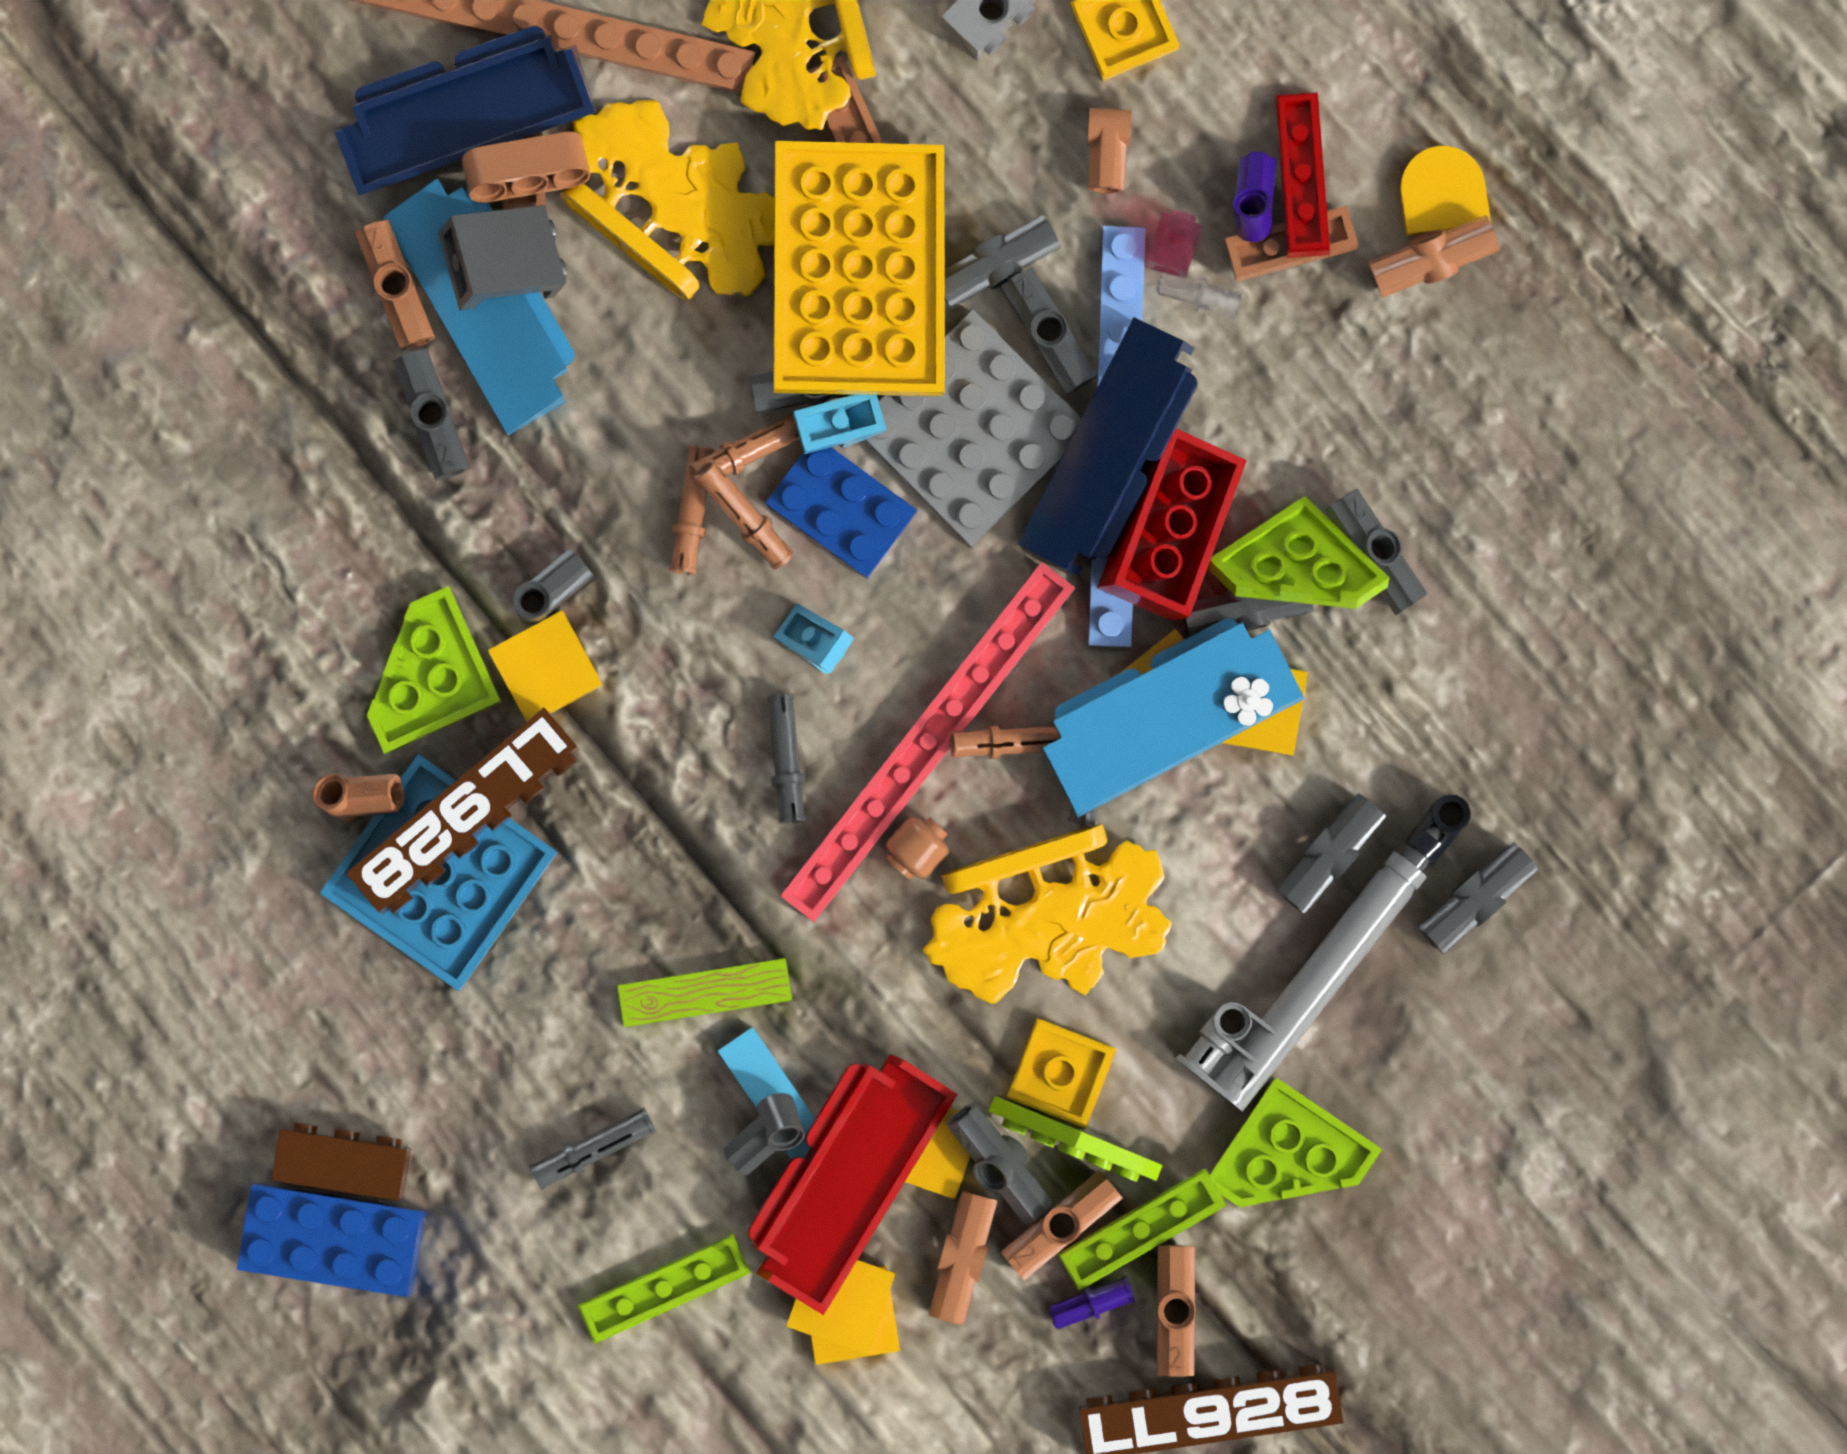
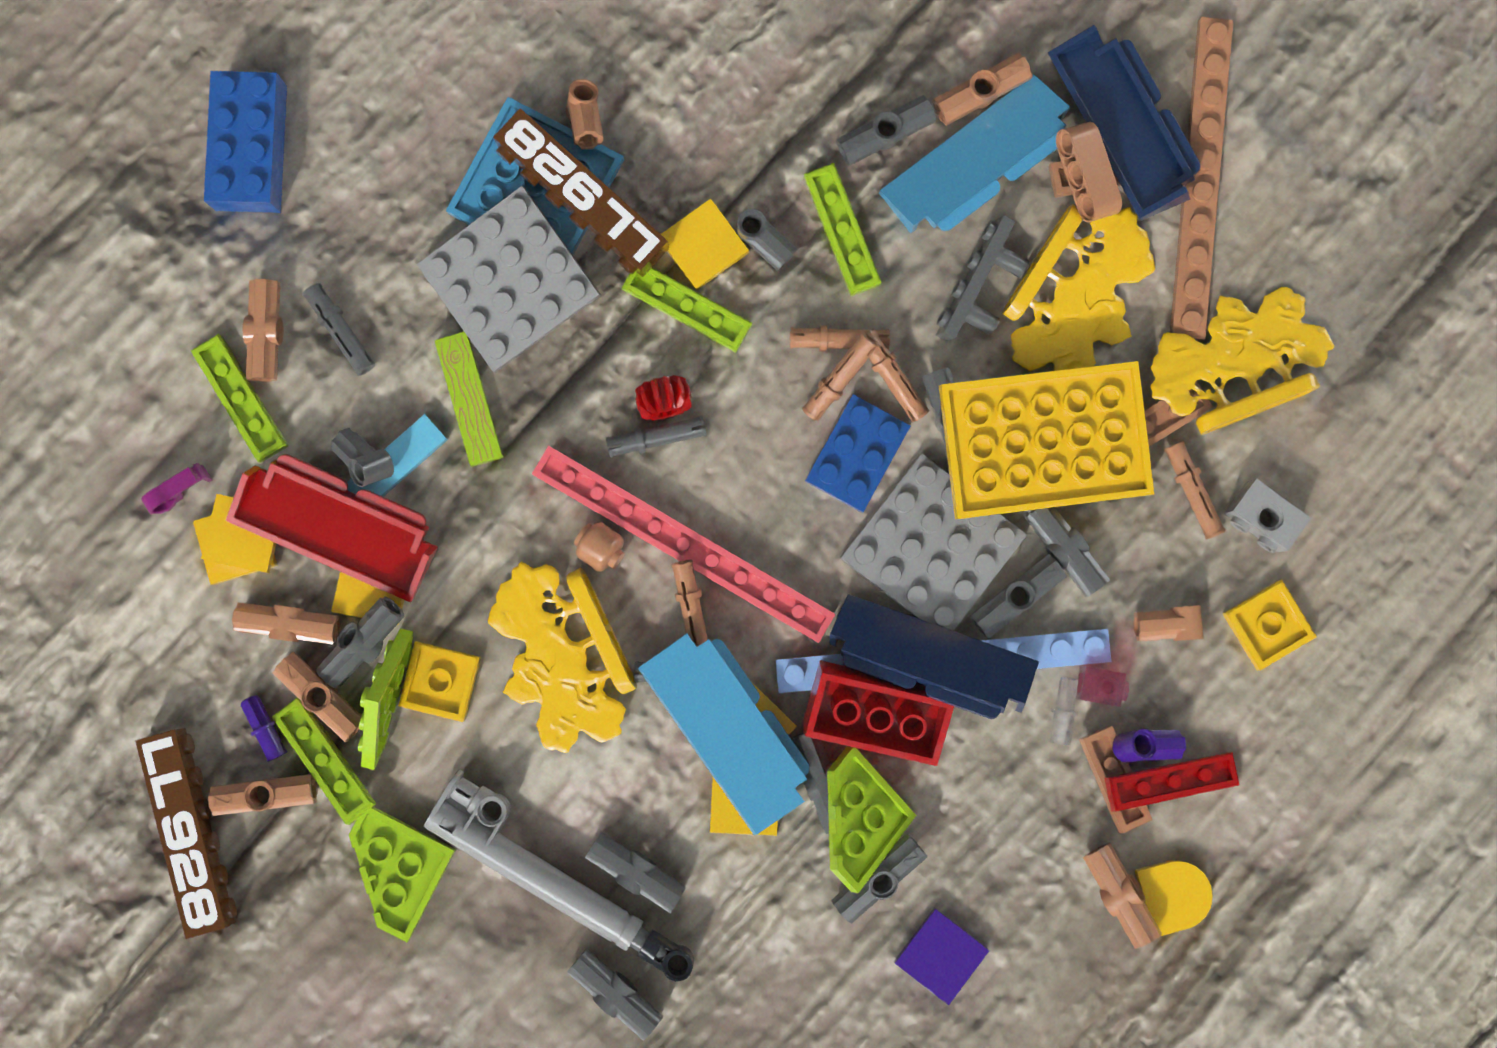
camera: 80 degrees right, 0 degrees up
(341, 1162) = (305, 142): reddish brown brick -> none
(430, 675) = (686, 158): lime plate -> none
(502, 255) = (1017, 164): dark grey panel -> none
(550, 488) = (842, 229): none -> lime tile
(559, 920) = (508, 279): none -> light grey plate
(581, 1246) = (263, 330): none -> nougat piece
(625, 696) = (689, 307): none -> lime tile
(651, 339) = (966, 290): none -> dark grey plate
(739, 741) = (663, 397): none -> red gear
(771, 1376) = (166, 495): none -> magenta piece
(813, 638) = (751, 444): medium azure slope -> none
(839, 422) = (922, 441): medium azure slope -> none
(943, 93) = (1194, 489): none -> nougat pin
(1248, 700) = (746, 791): white plant -> none
(1481, 488) = (941, 956): none -> dark purple tile

